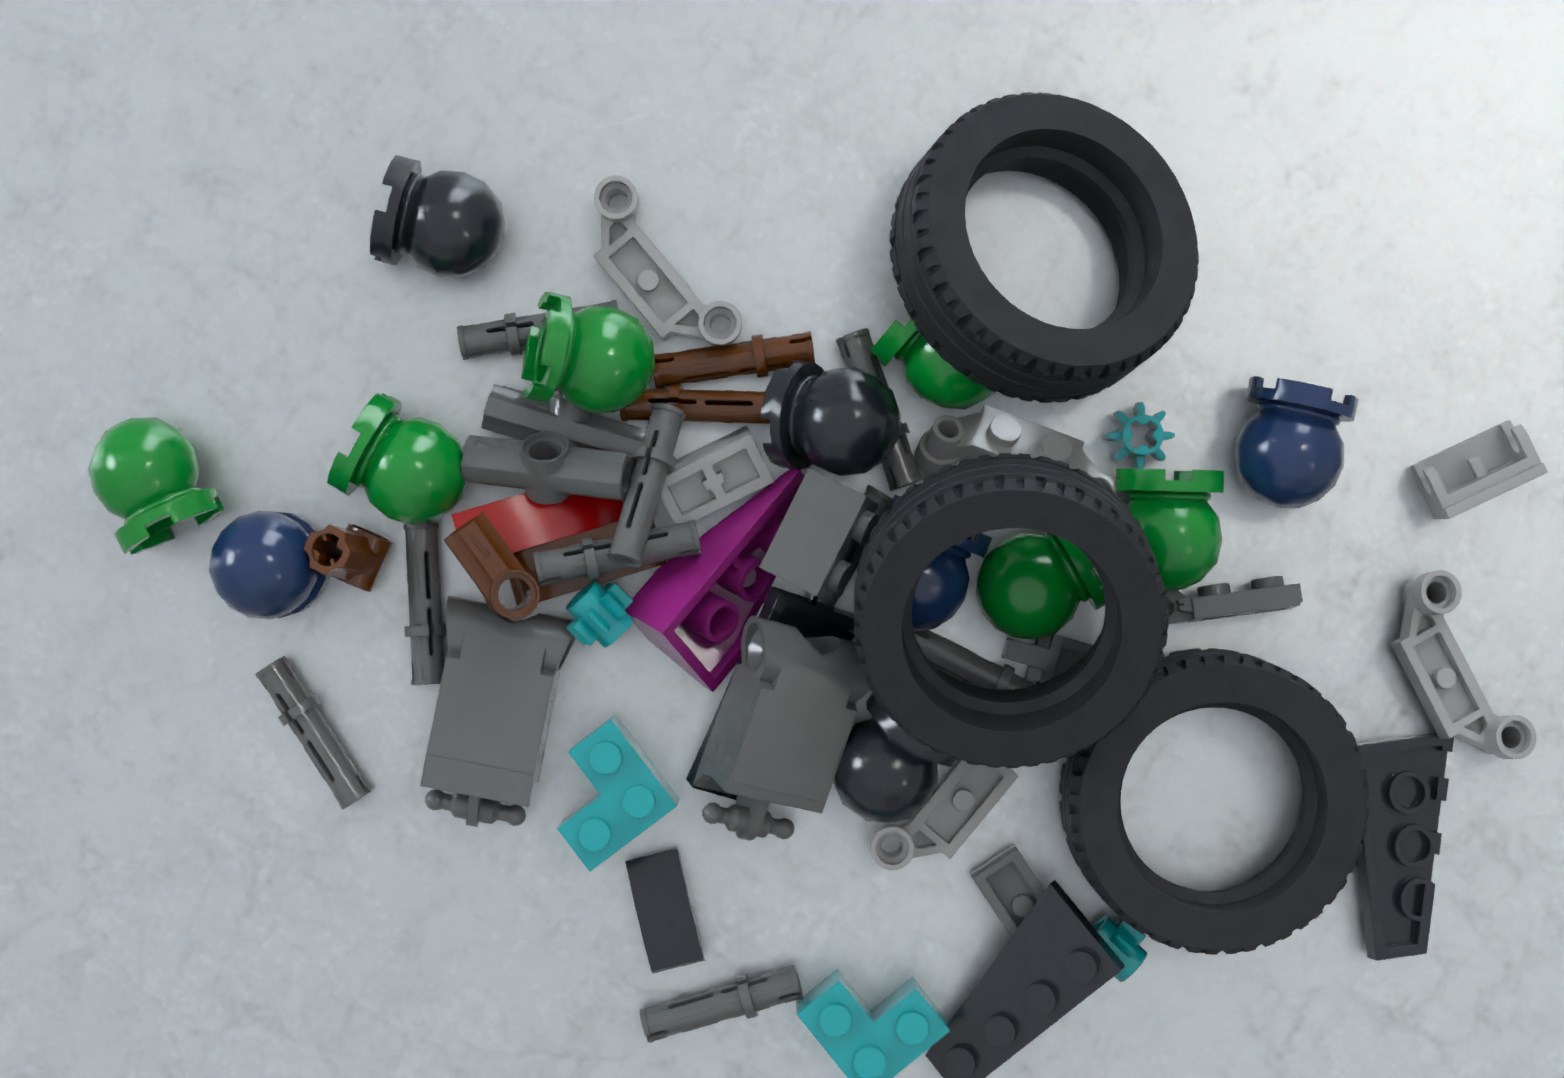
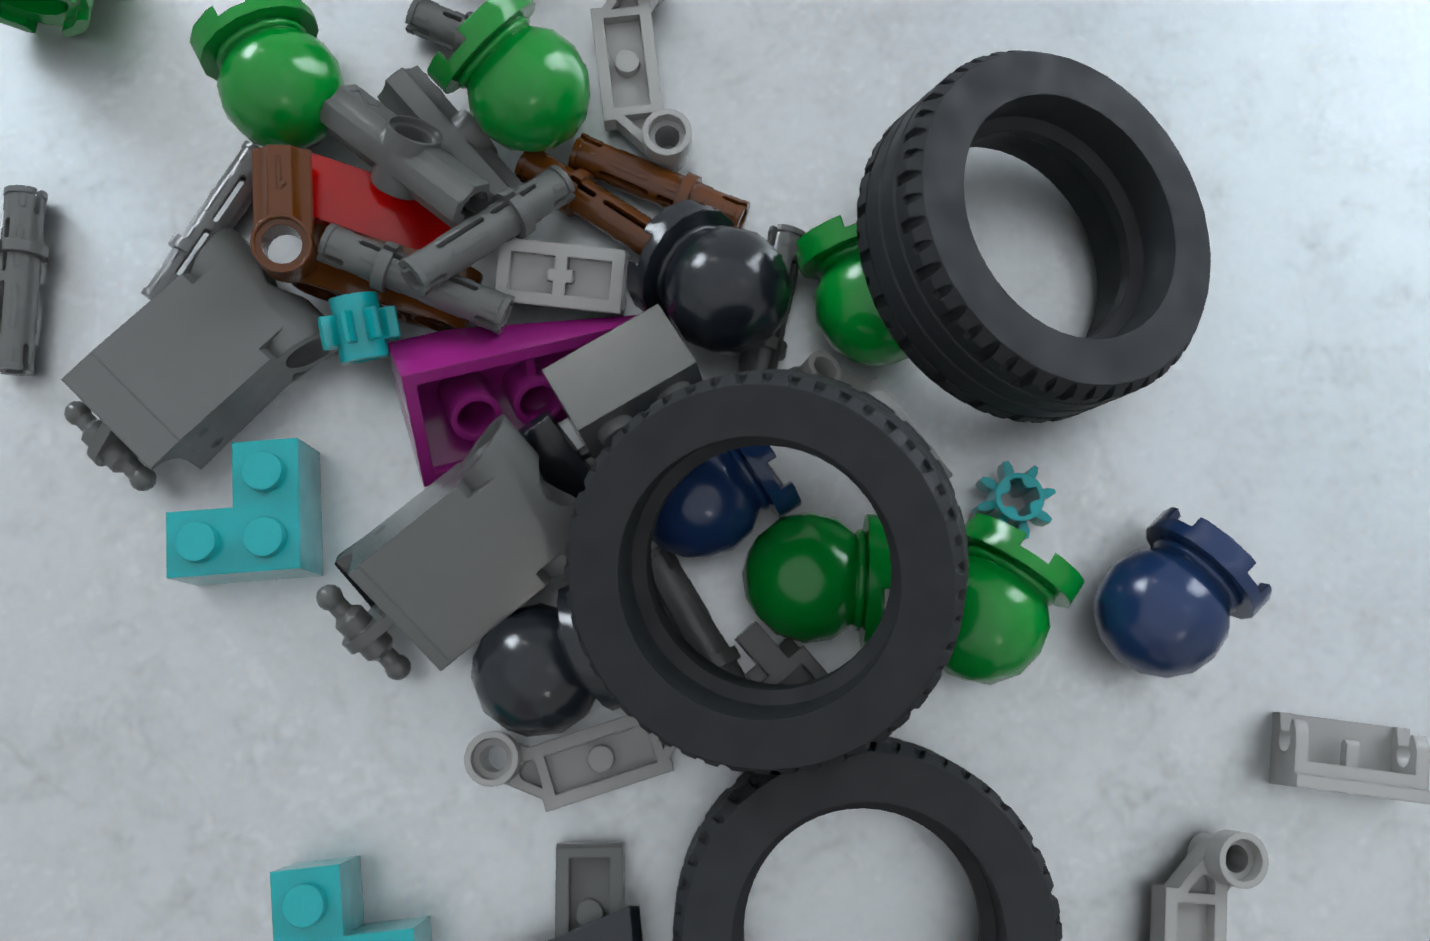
camera: 30 degrees right, 10 degrees down
(263, 565) = (86, 91): dark blue tile -> none
(348, 554) = (169, 133): reddish brown piece -> none
(664, 910) = (223, 677): black slope -> none
(730, 1001) = (234, 818): dark grey pin -> none
(1219, 602) = (995, 725): dark grey hinge -> none

